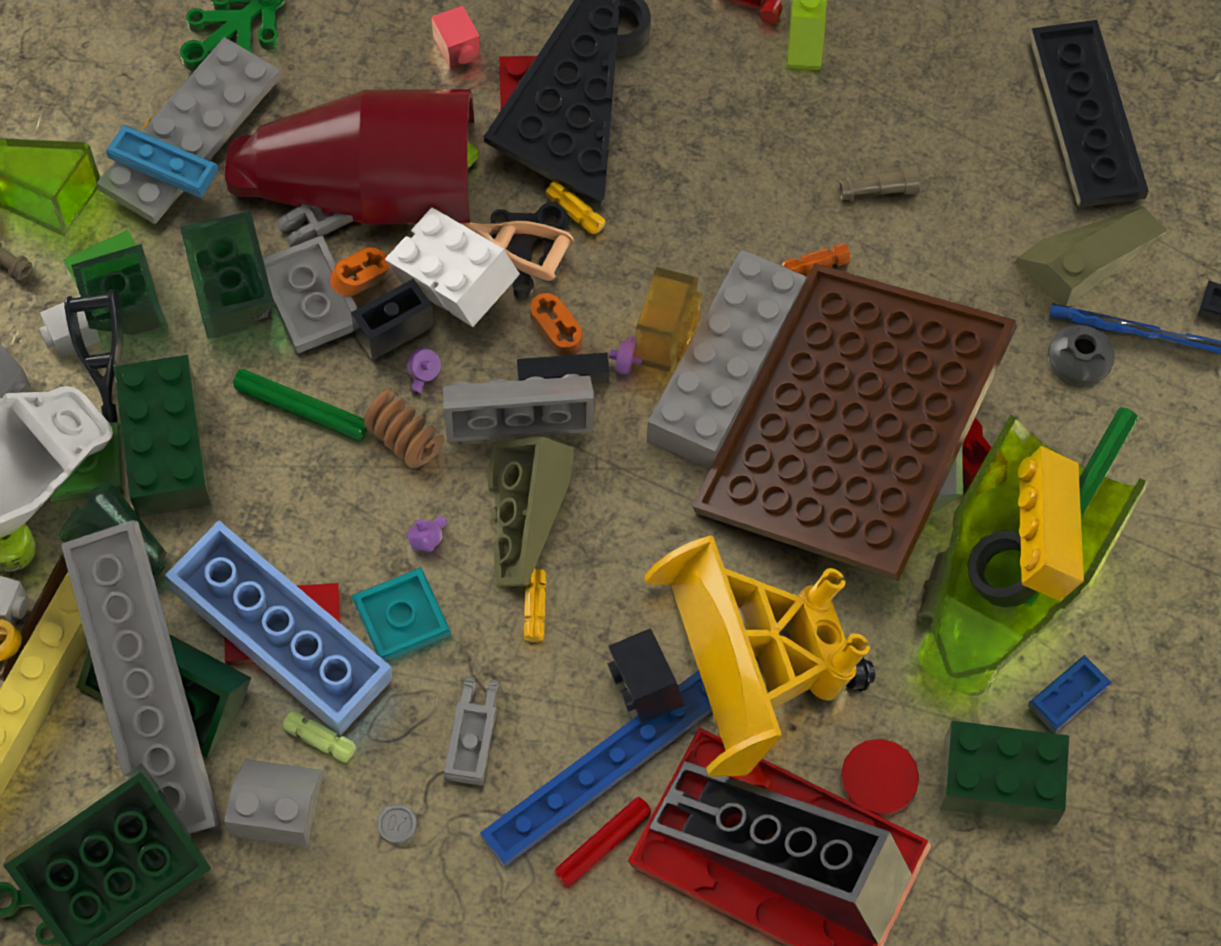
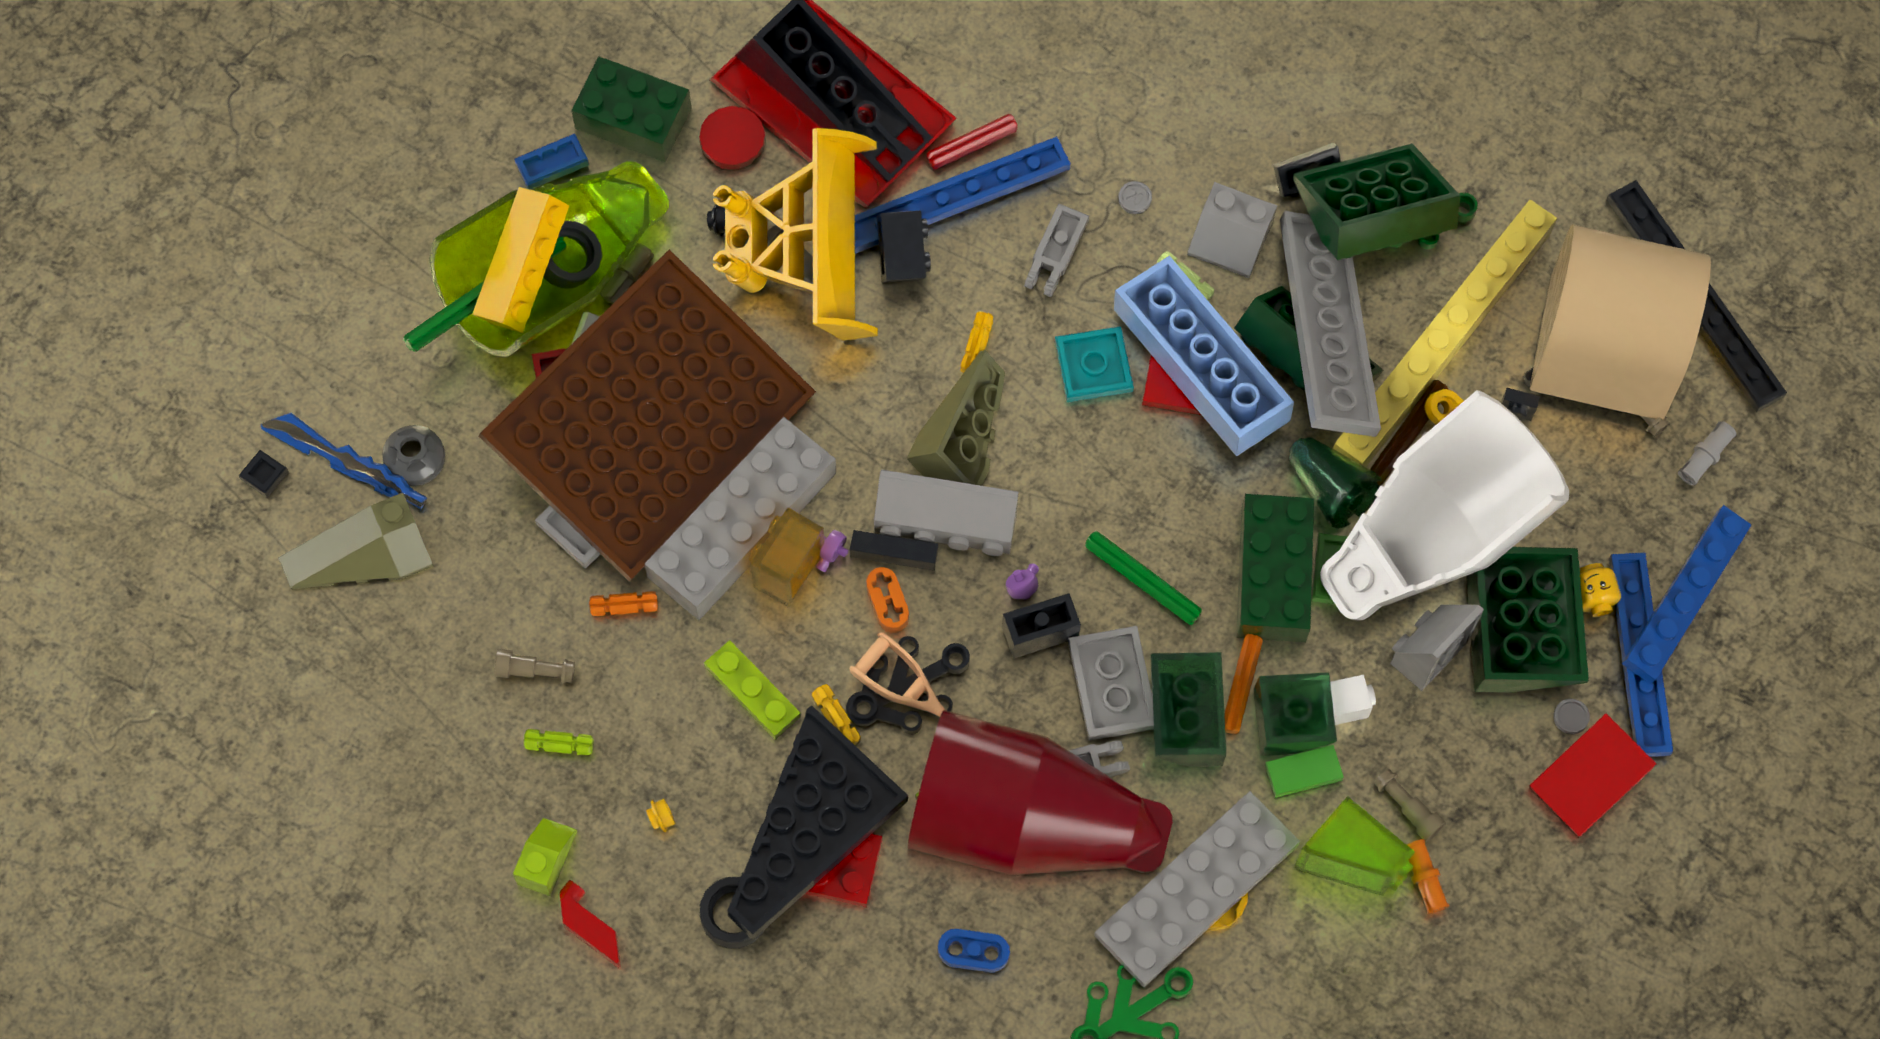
camera: 165 degrees left, 5 degrees up
(102, 360) = (1323, 640): black piece -> none
(162, 161) = (1232, 839): dark azure tile -> none
(180, 317) = (1242, 683): none -> orange axle
(196, 899) = (1310, 160): none -> black plate
(355, 265) = (1062, 689): orange beam -> none
(390, 40) = (974, 948): none -> blue plate
(401, 431) = (1055, 522): medium nougat piece -> none
(426, 534) = (1056, 424): medium lavender piece -> none
(453, 266) = (974, 654): white piece -> none
(456, 36) = (904, 934): coral brick -> none
(664, 215) = (752, 689): none -> lime plate
(712, 87) = (660, 815): none -> yellow plate
(831, 129) = (558, 742): none -> lime axle
(1088, 114) = (300, 696): black plate -> none

